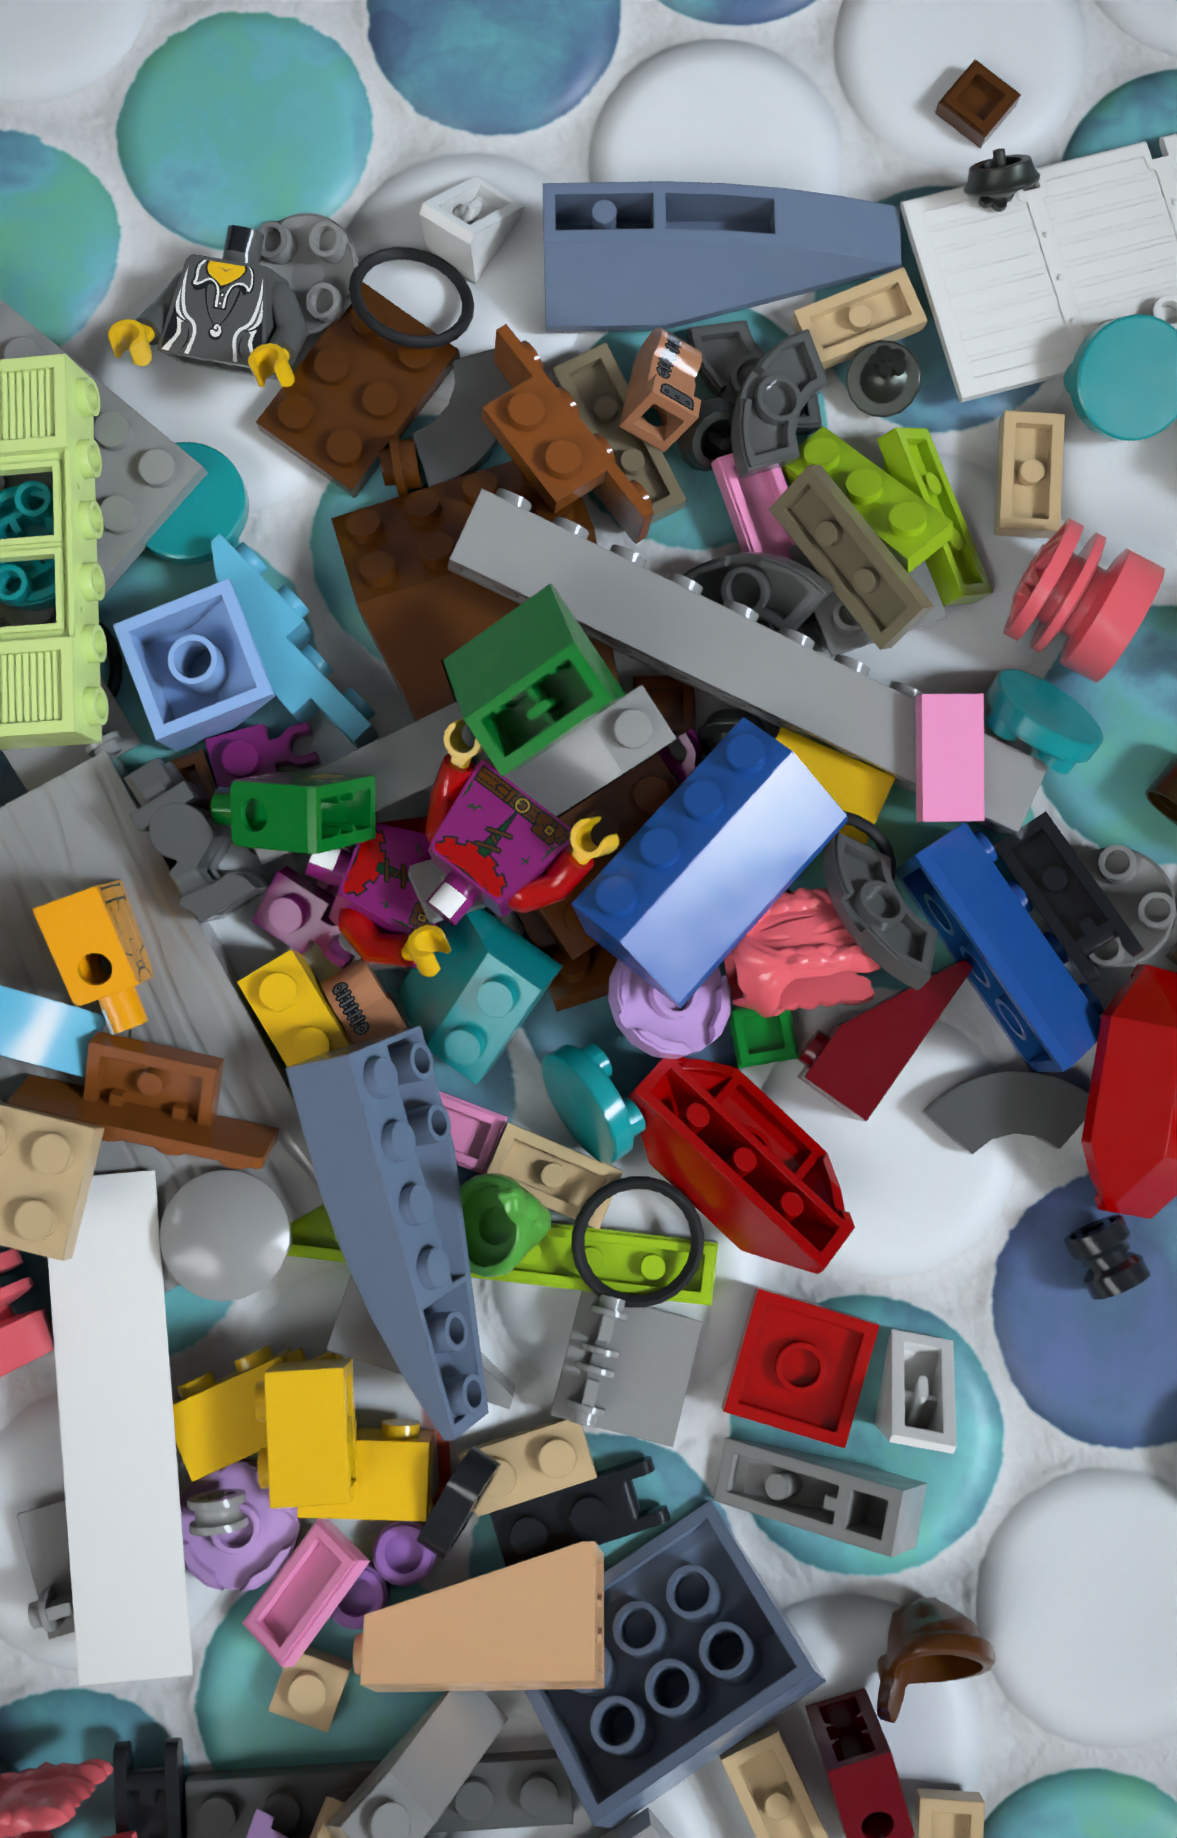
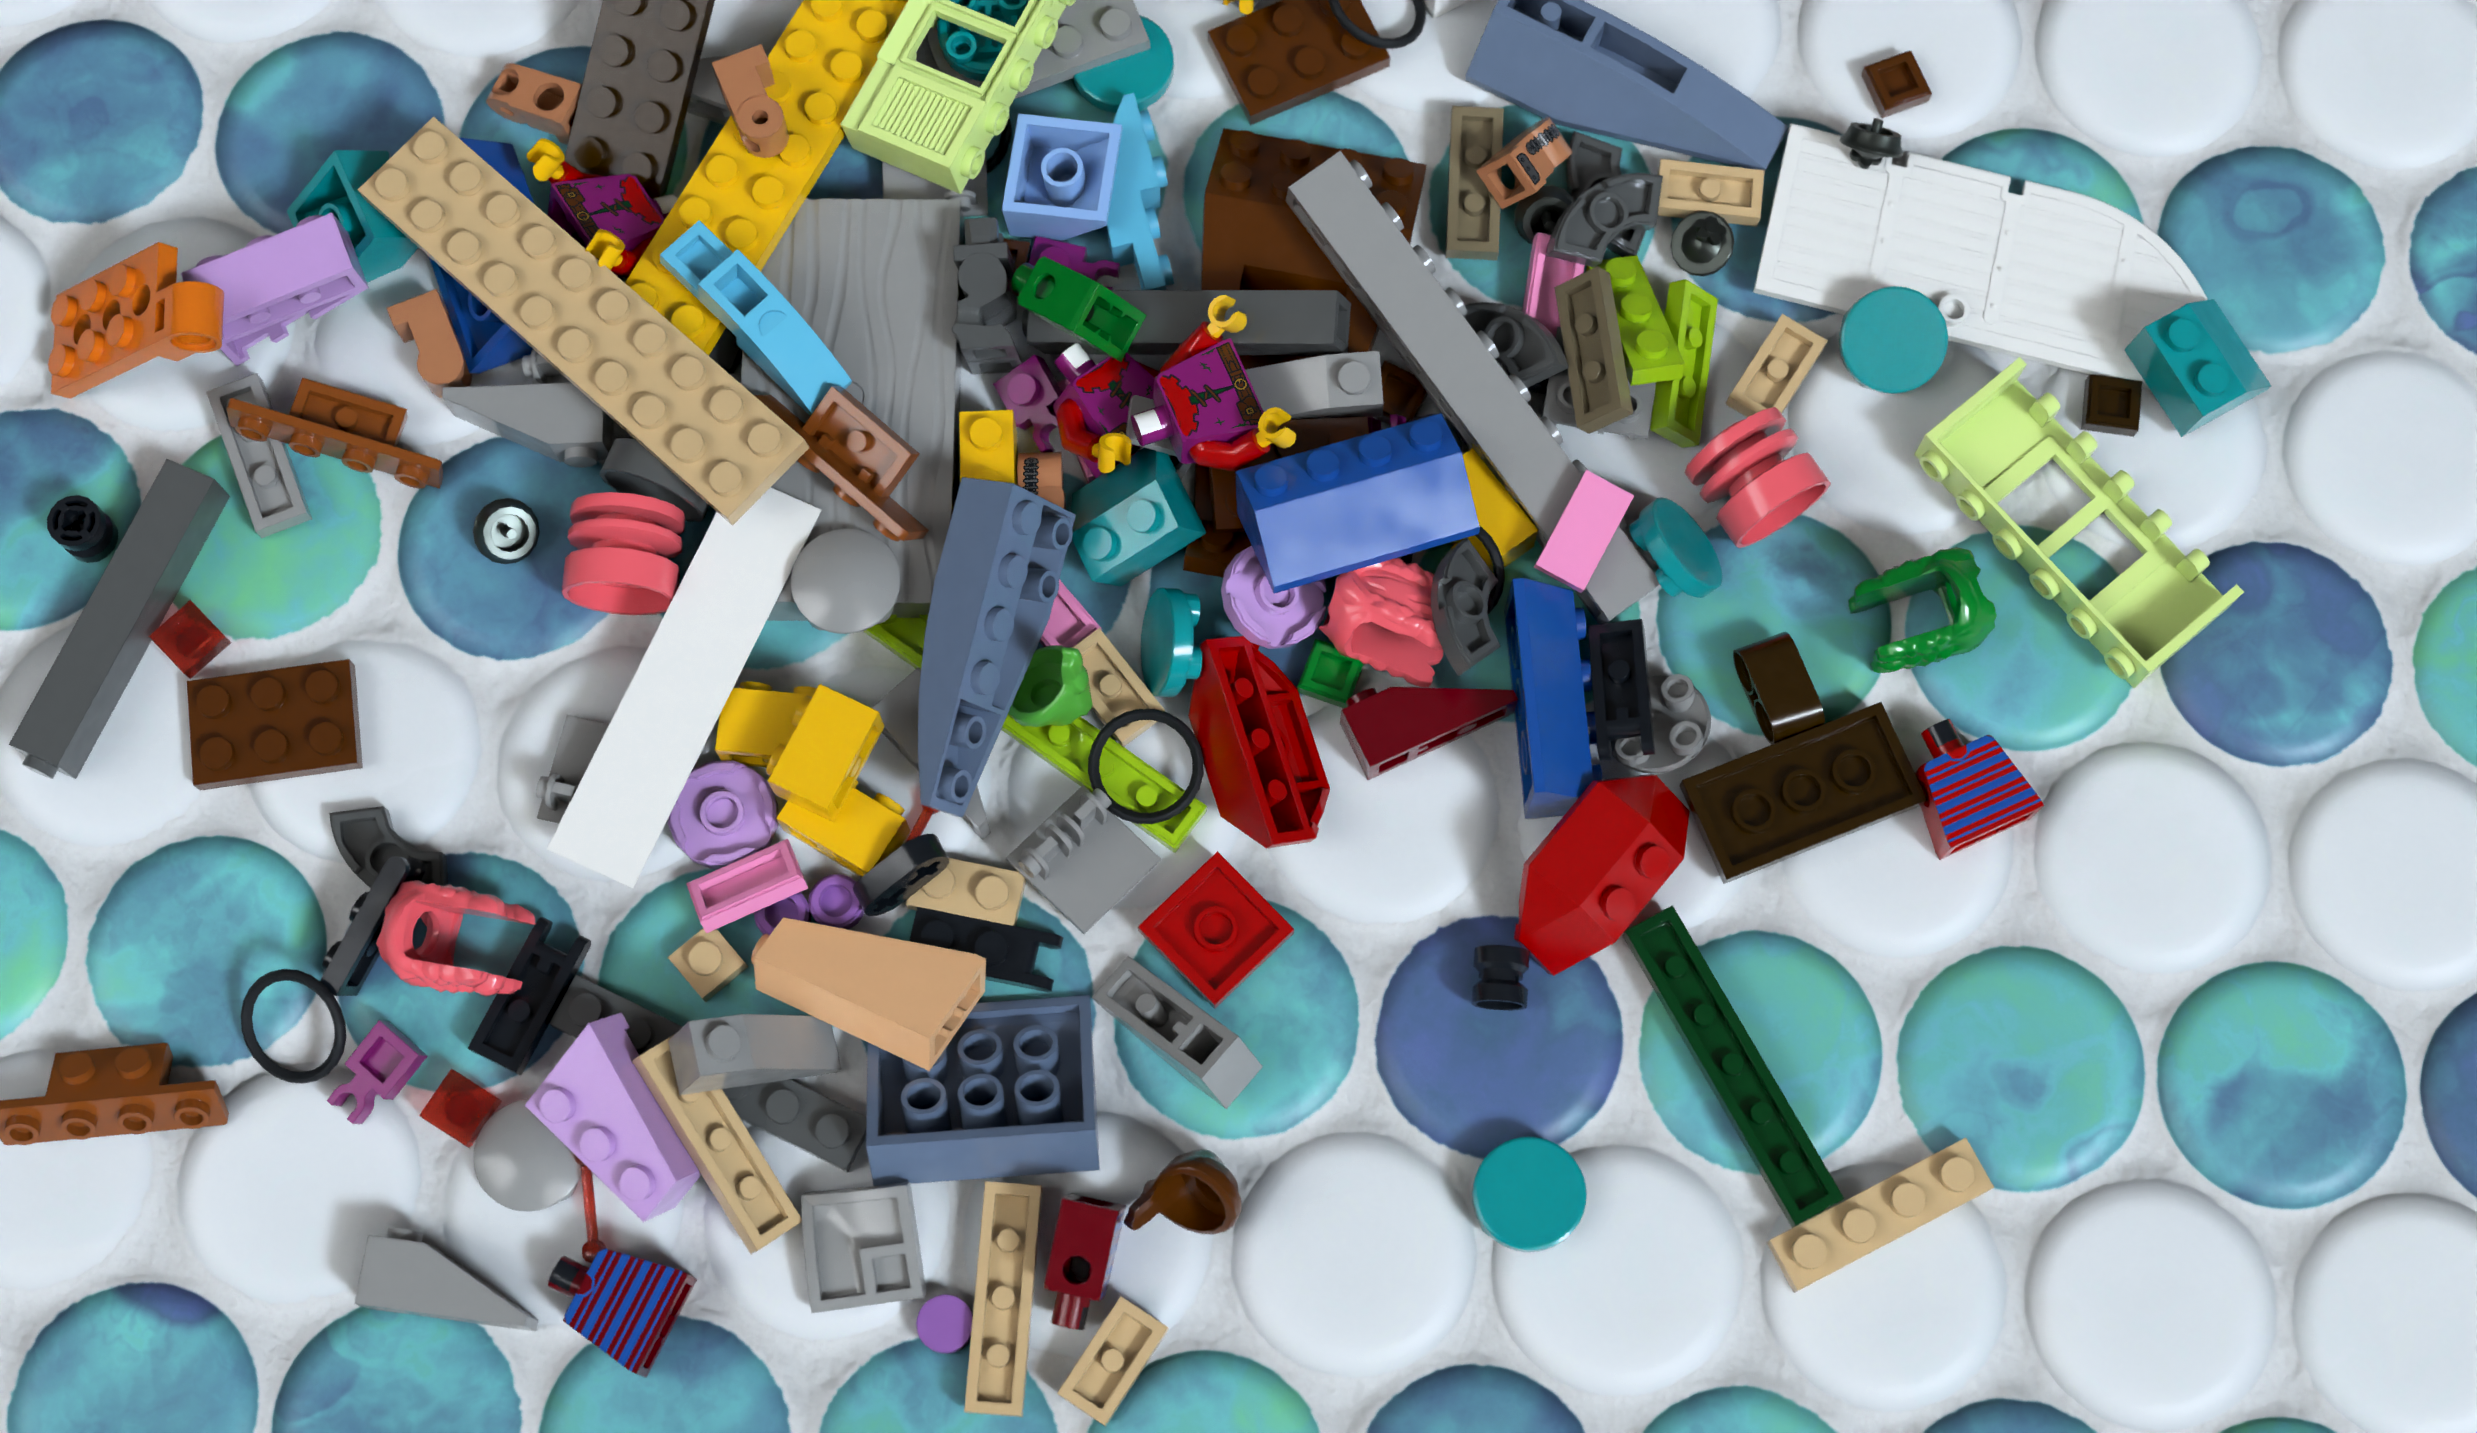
camera: 30 degrees right, 10 degrees down
(92, 925) = (882, 306): light orange torso -> none
(217, 1512) = (719, 784): light grey bush -> none
(400, 465) = (1298, 116): reddish brown plate -> none
(458, 437) = (1372, 113): dark grey tile -> none
(530, 681) = (1295, 298): green slope -> none
(552, 443) = (1416, 156): dark orange bracket -> none
(918, 1392) = (1295, 996): white slope -> none
(1008, 1105) = (1485, 827): dark grey tile -> none

